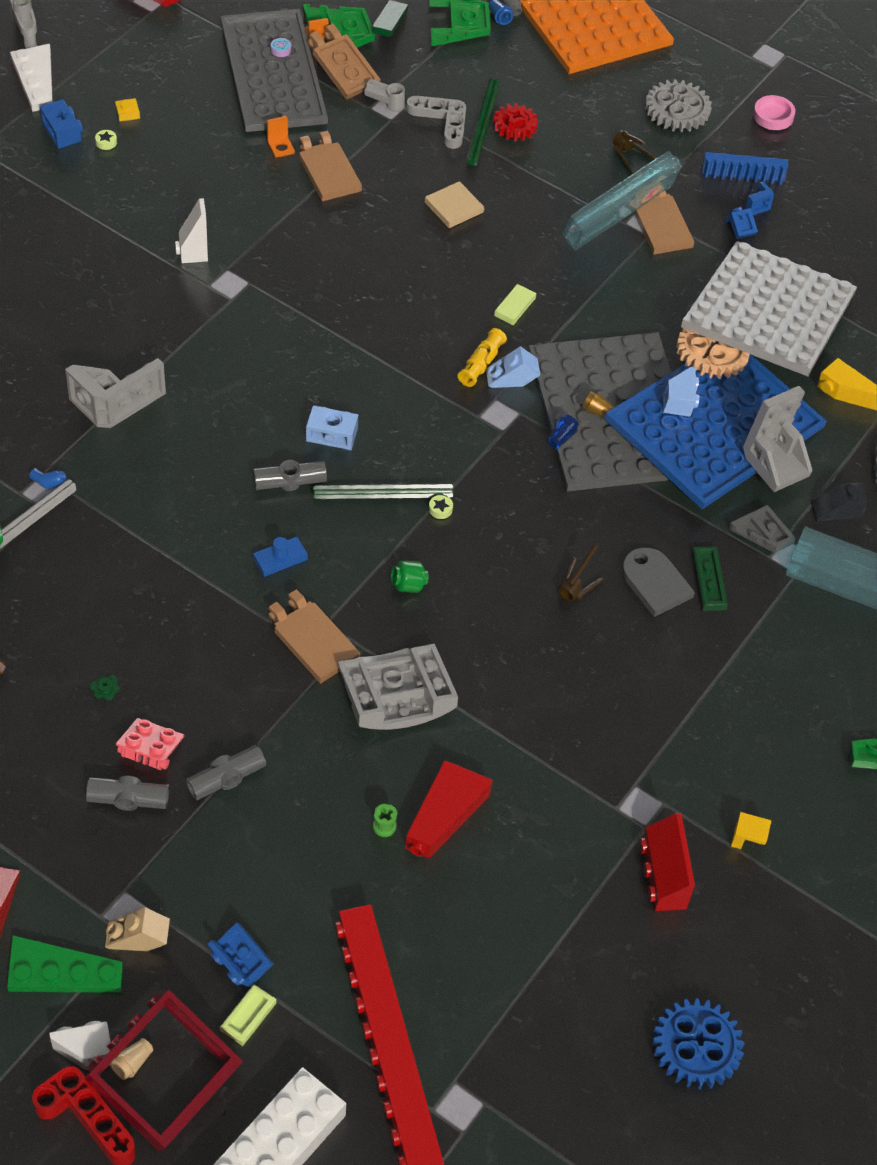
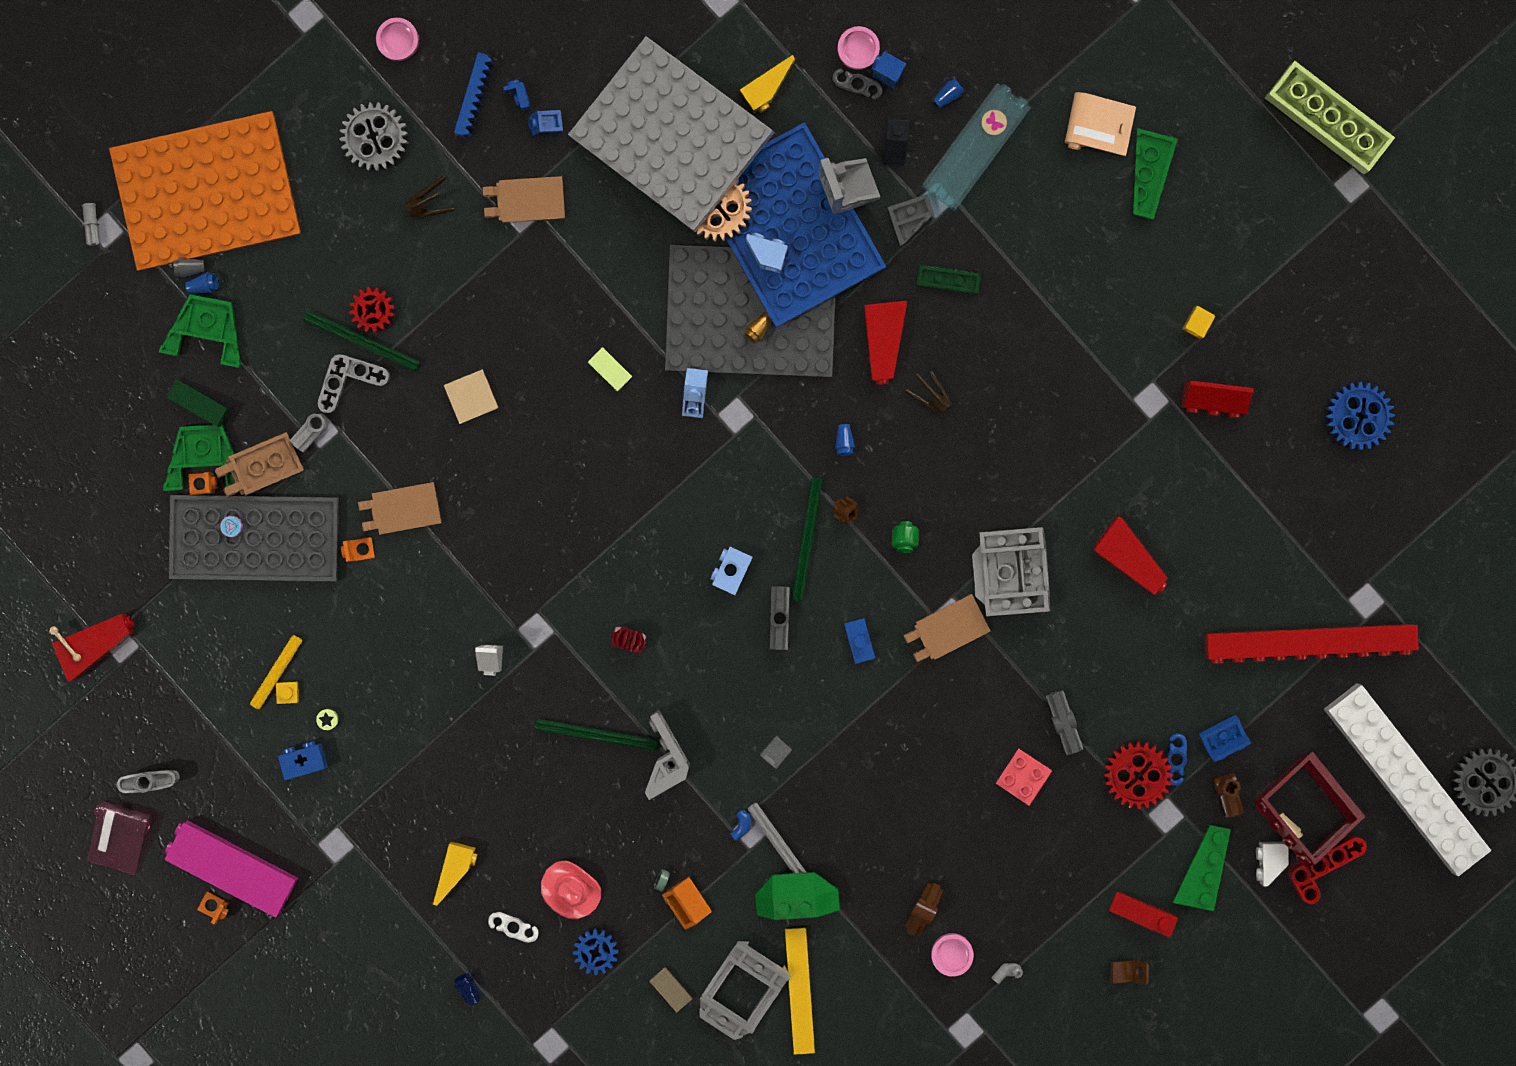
camera: 75 degrees left, 35 degrees up
(34, 73) = (220, 777): white wing -> none
(105, 687) = (957, 800): dark green plant -> none
(127, 793) = (1068, 801): dark grey piece -> none
(128, 333) = (596, 735): none -> dark green axle
(137, 489) = (775, 751): none -> clear panel
(137, 931) = (1189, 811): tan slope -> none
(146, 99) = (276, 672): none -> yellow axle
(173, 973) = (1228, 788): none -> reddish brown piece
(174, 864) = (1124, 761): none -> red gear
(190, 903) = (1182, 750): none -> blue piece
(236, 346) = (628, 640): none -> dark red gear
(248, 1015) = (1267, 739): yellowish green tile -> none
(385, 820) = (1137, 610): bright green bush -> none
(420, 521) = (845, 510): none -> reddish brown gear
(440, 507) = (832, 492): yellowish green tile -> none
(482, 357) = (675, 419): yellow piece -> none
(501, 506) = (844, 441): none -> blue cone
(563, 431) = (780, 367): clear blue cone -> none
(622, 200) = (515, 237): clear light blue brick -> none
(625, 524) = (884, 332): none -> red slope
(656, 581) = (944, 326): dark grey tile -> none

